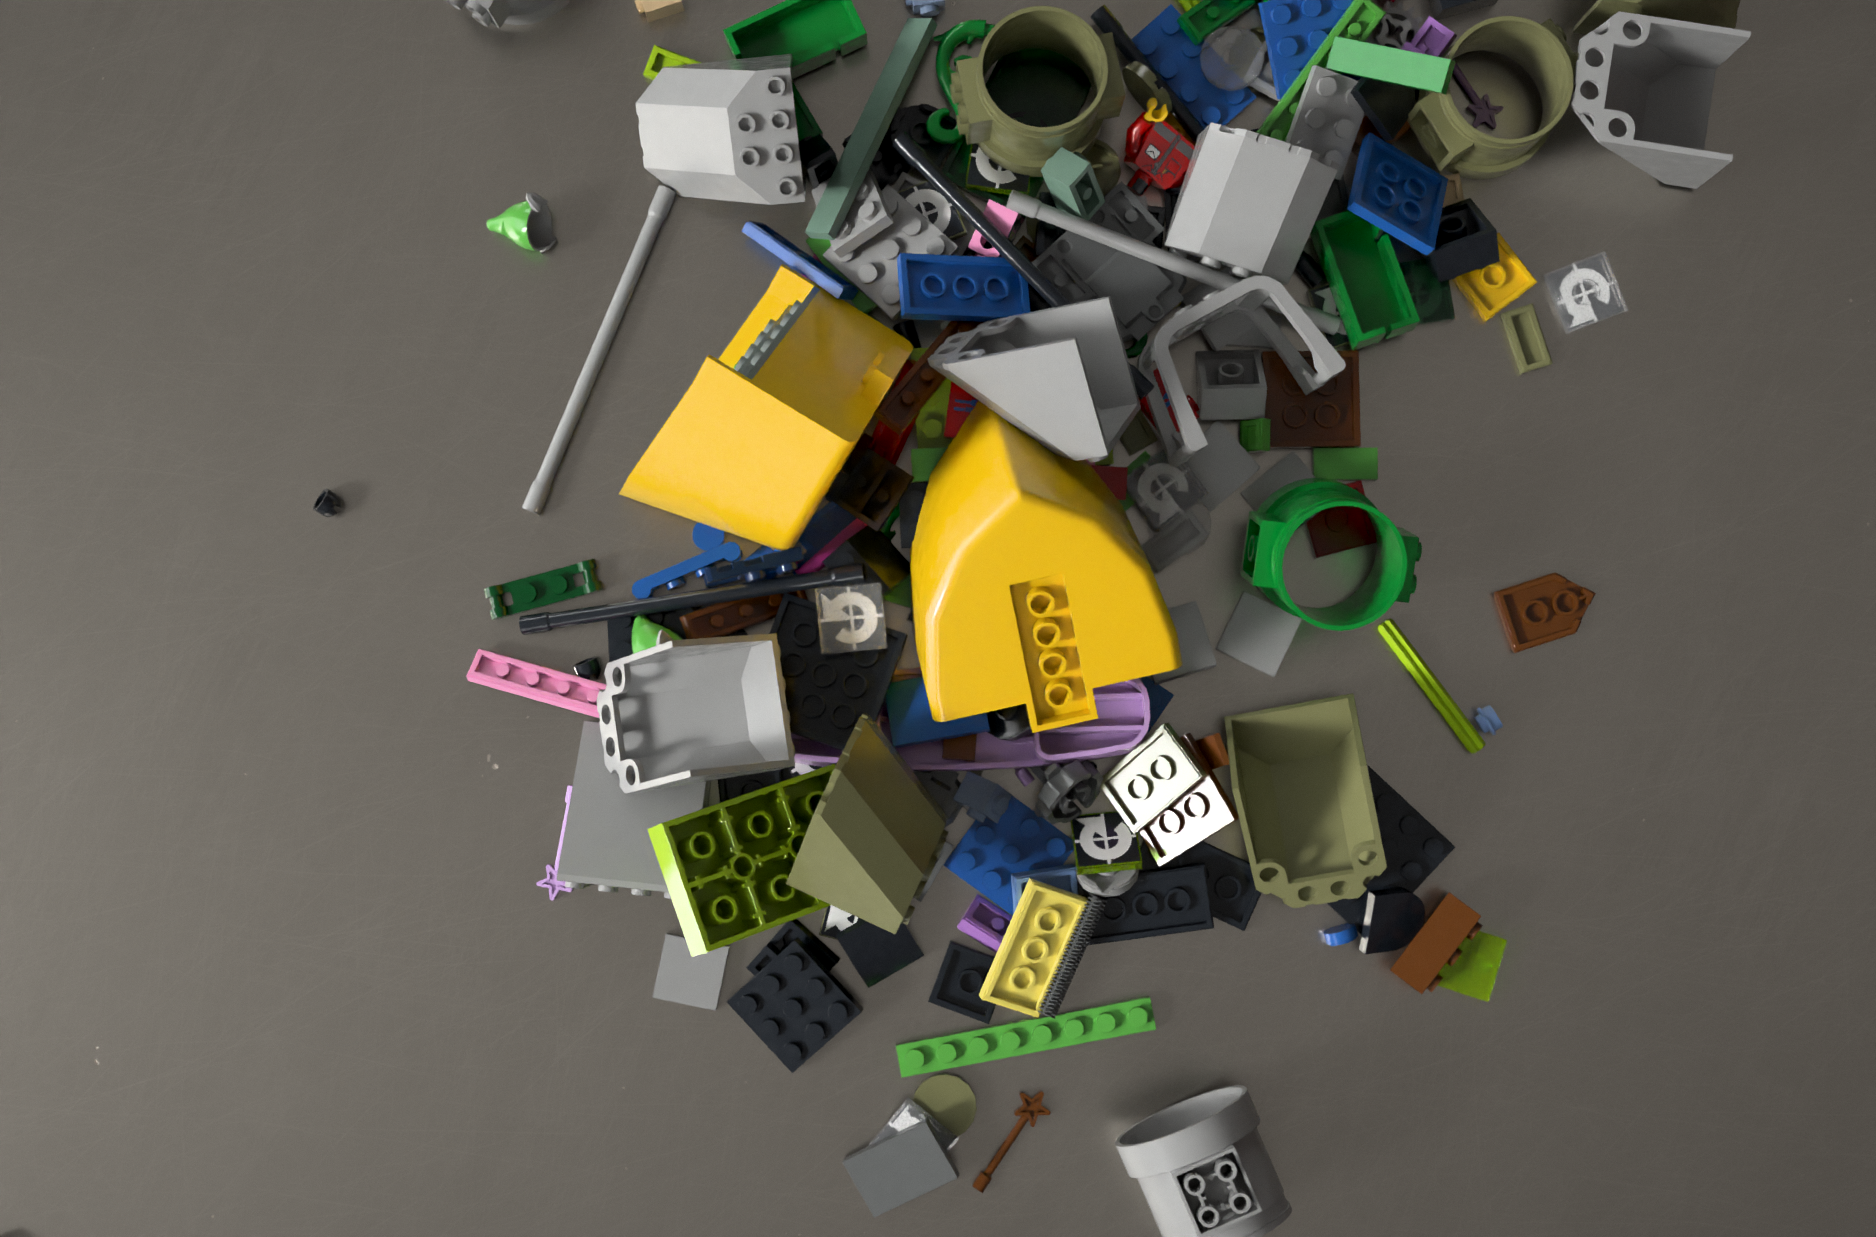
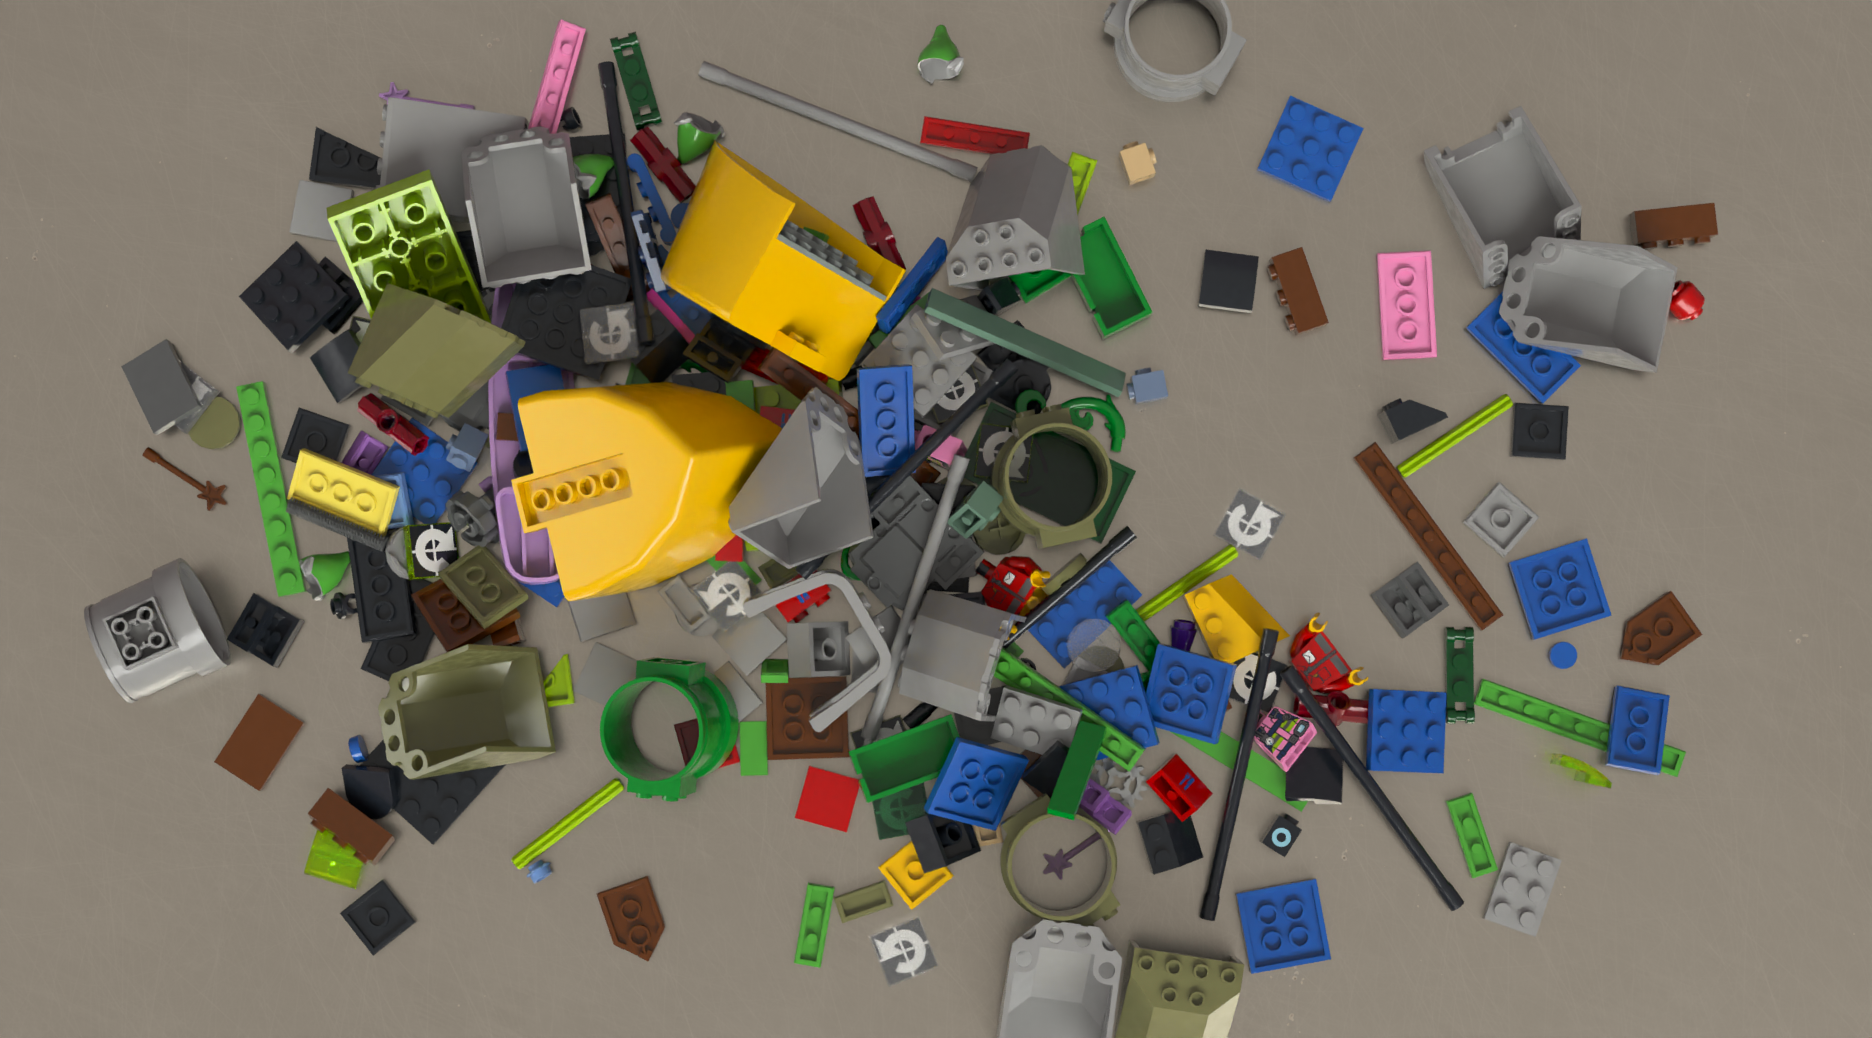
camera: 90 degrees right, 0 degrees up
(613, 517) = (695, 135): none -> bright green hat
(622, 192) = (971, 136): none -> red tile
(634, 941) = (342, 162): none -> black wing
(645, 557) = (663, 164): none -> dark red piece
(732, 305) = (877, 231): none -> dark red piece
(941, 898) = (402, 431): none -> dark red piece
(1128, 973) = (323, 572): none -> bright green hat
(1168, 954) = (340, 607): none -> black plate
(1195, 1045) = (265, 630): none -> black slope
(1264, 692) = (559, 684): none -> lime tile
(1329, 1054) = (259, 742): none -> reddish brown tile
(1405, 377) = (827, 799): none -> red tile
(1539, 914) = (378, 917): none -> black tile
(1553, 397) = (814, 925): none -> bright green tile

